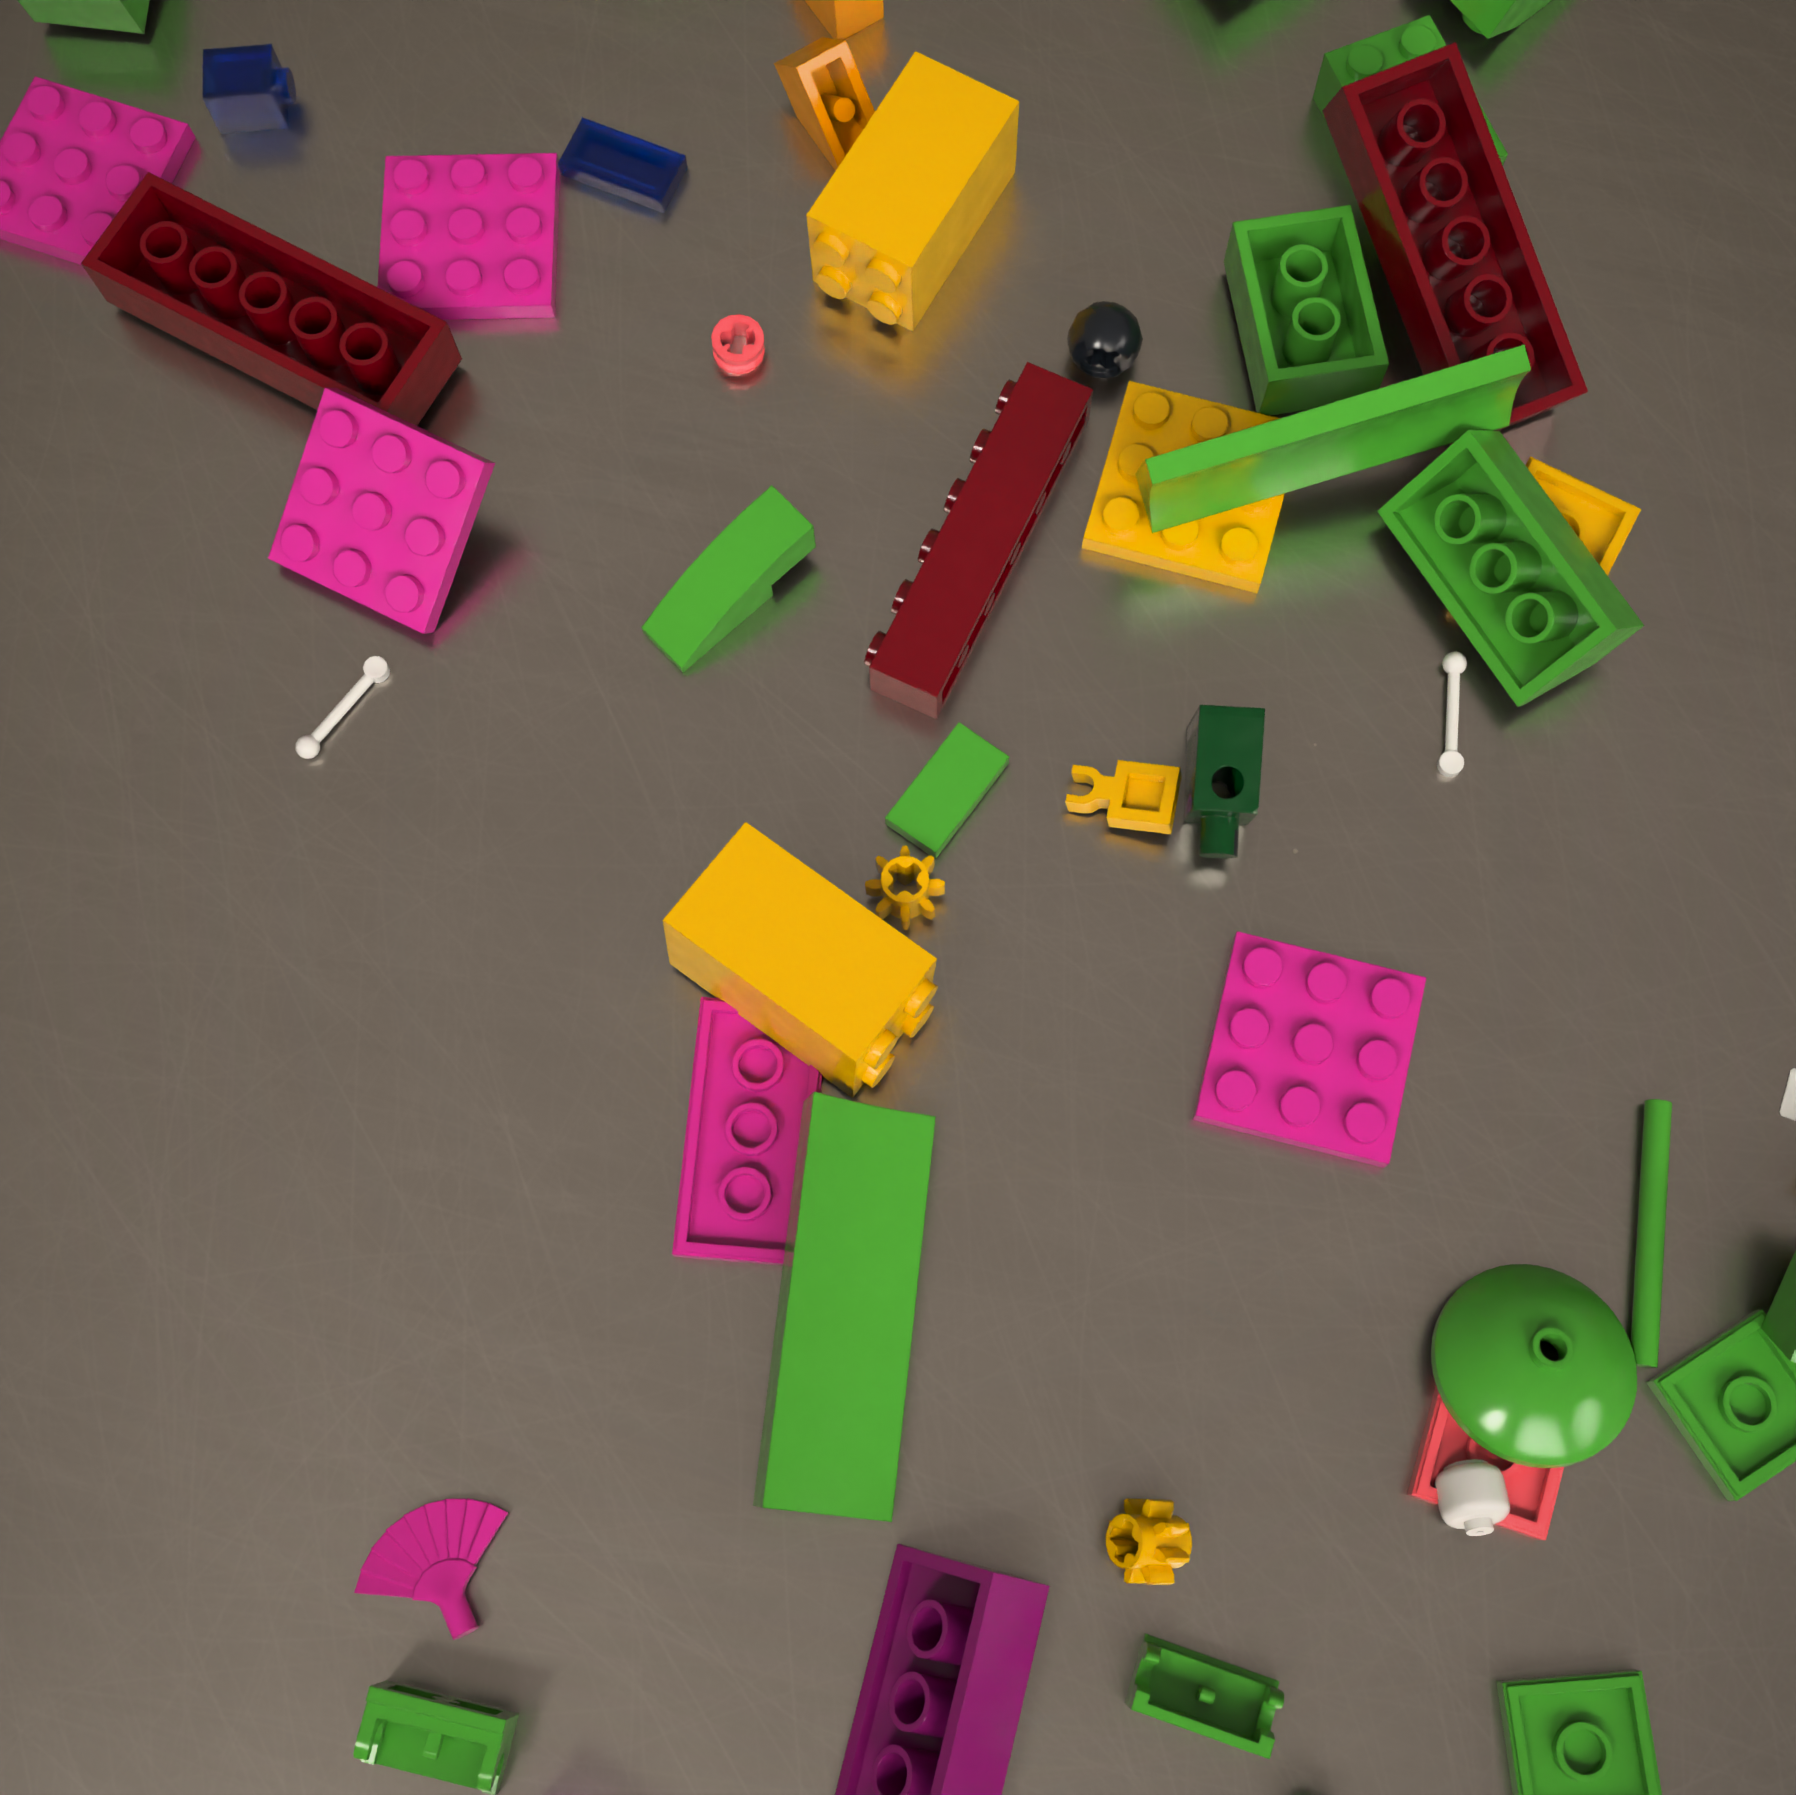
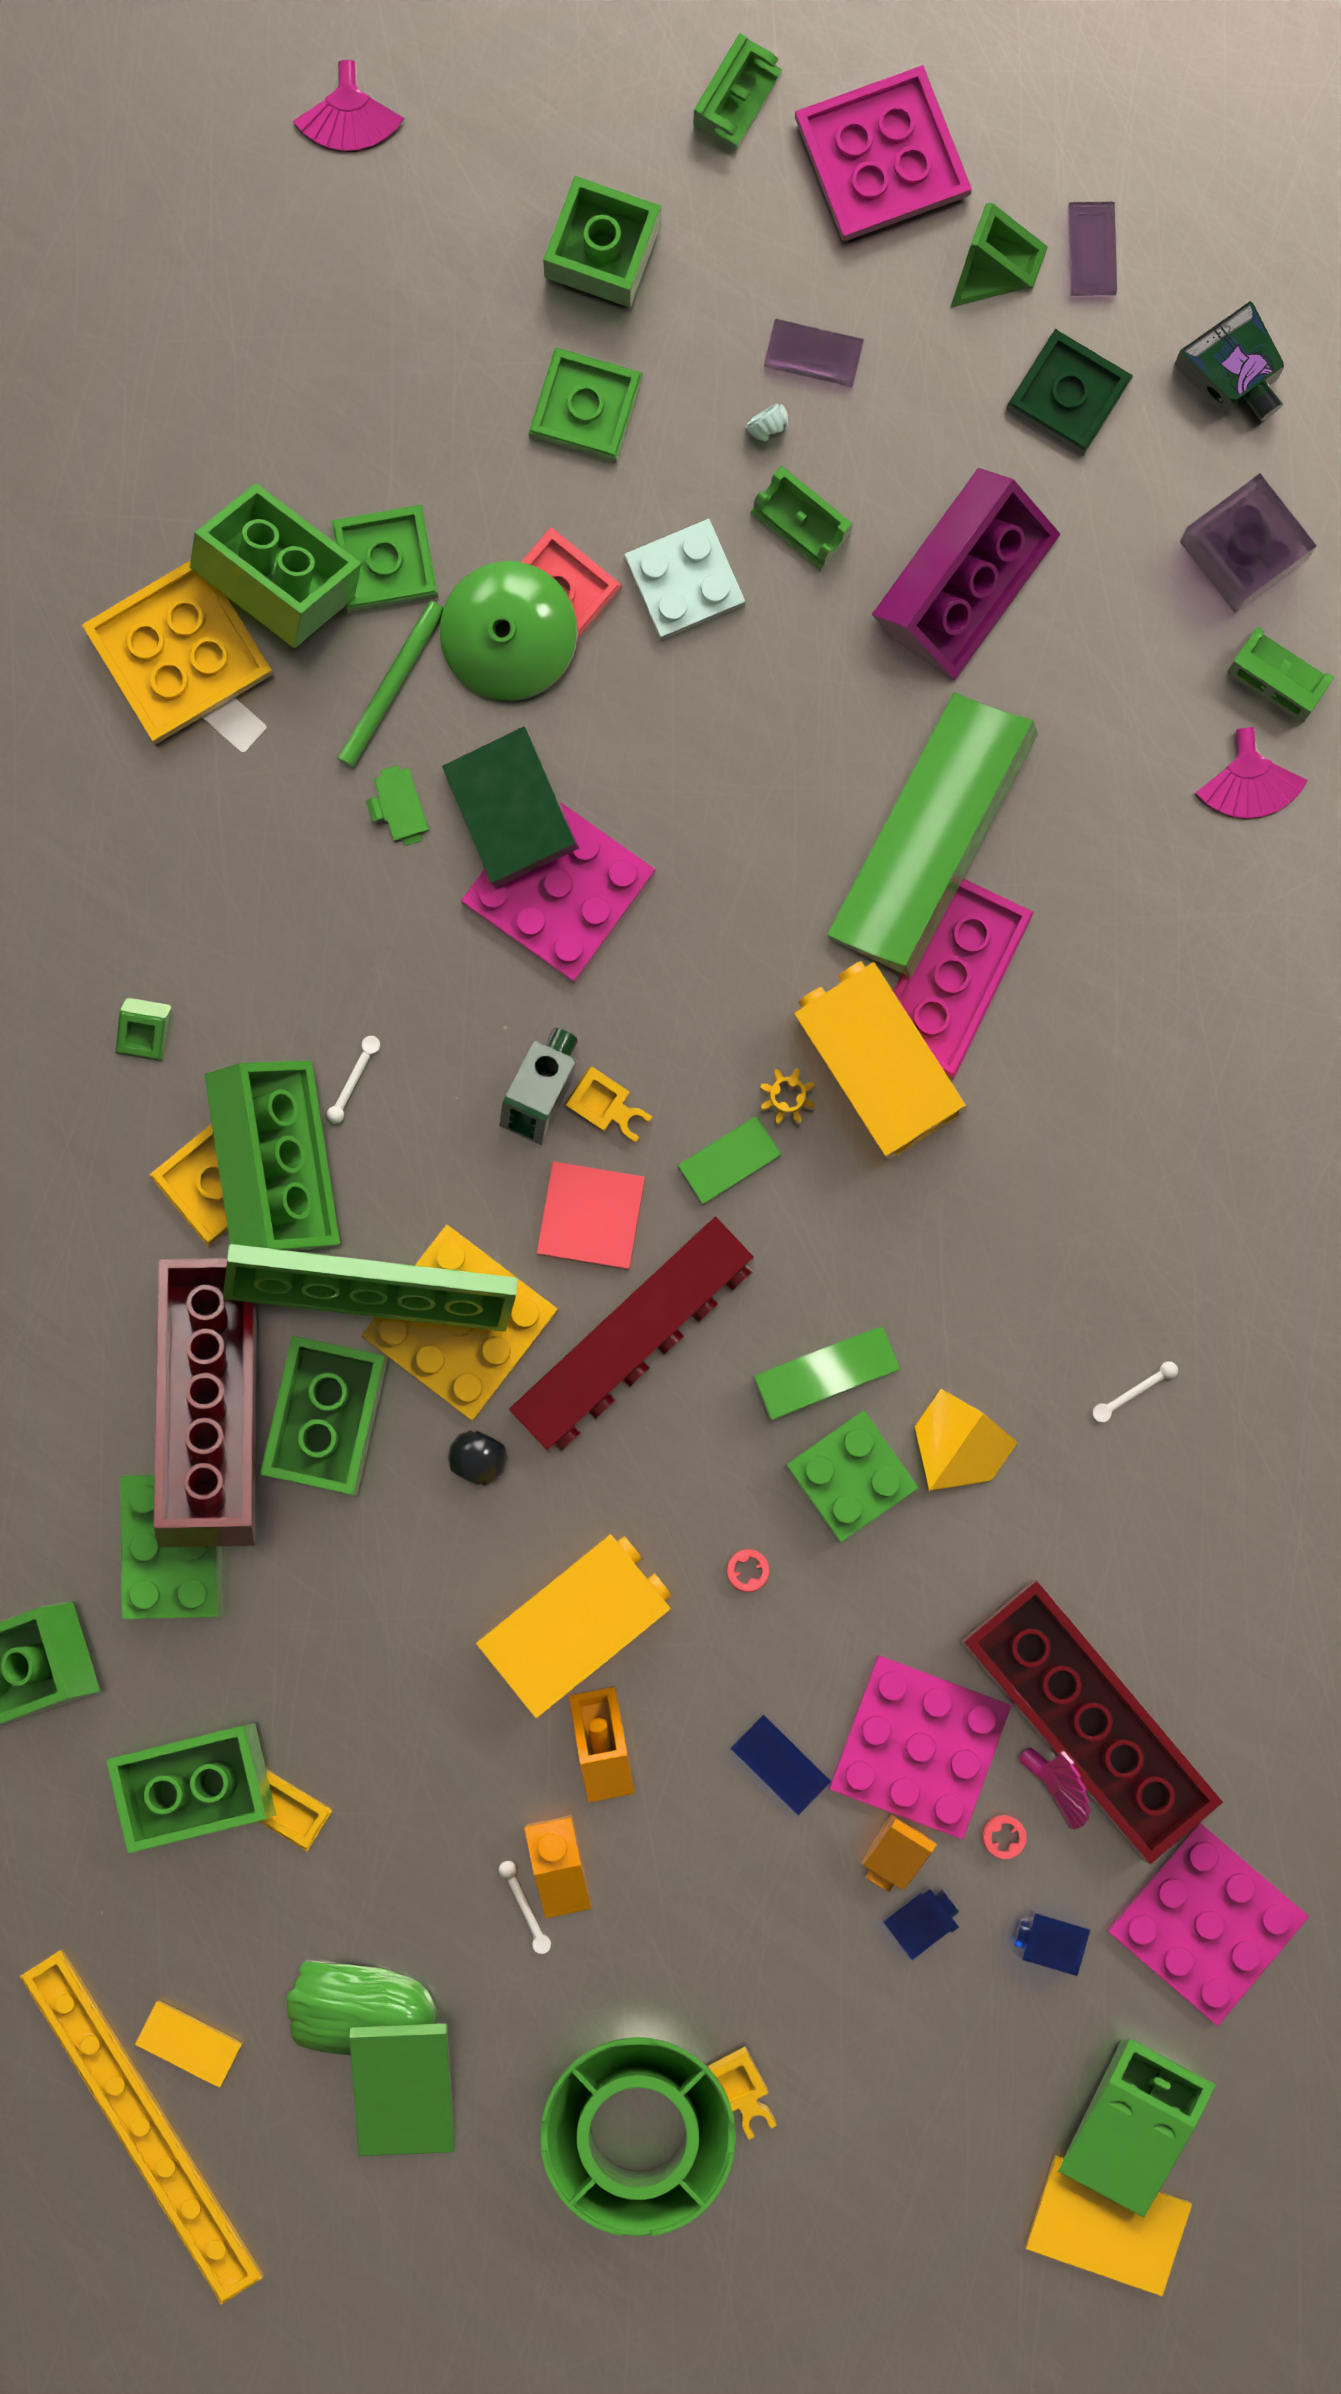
camera: 165 degrees left, 10 degrees up
(310, 246) = (1063, 1783): none -> dark pink hand
(324, 175) = (1013, 1848): none -> coral bush
(380, 510) = (1060, 1518): dark pink plate -> none
(403, 67) = (922, 1921): none -> clear blue bracket
(450, 108) = (896, 1854): none -> light orange slope
(539, 563) = (960, 1443): none -> yellow slope
(653, 474) = (851, 1476): none -> bright green brick
(1090, 662) = (590, 1215): none -> coral tile
(1149, 1541) = (798, 617): yellow gear -> none
(1327, 1540) = (684, 579): none -> light aqua plate
(1422, 1117) = (510, 807): none -> dark green tile
(1472, 1496) = (585, 568): white piece -> none
(1563, 1075) = (398, 805): none -> bright green piece
(1737, 679) = (142, 1028): none -> bright green slope

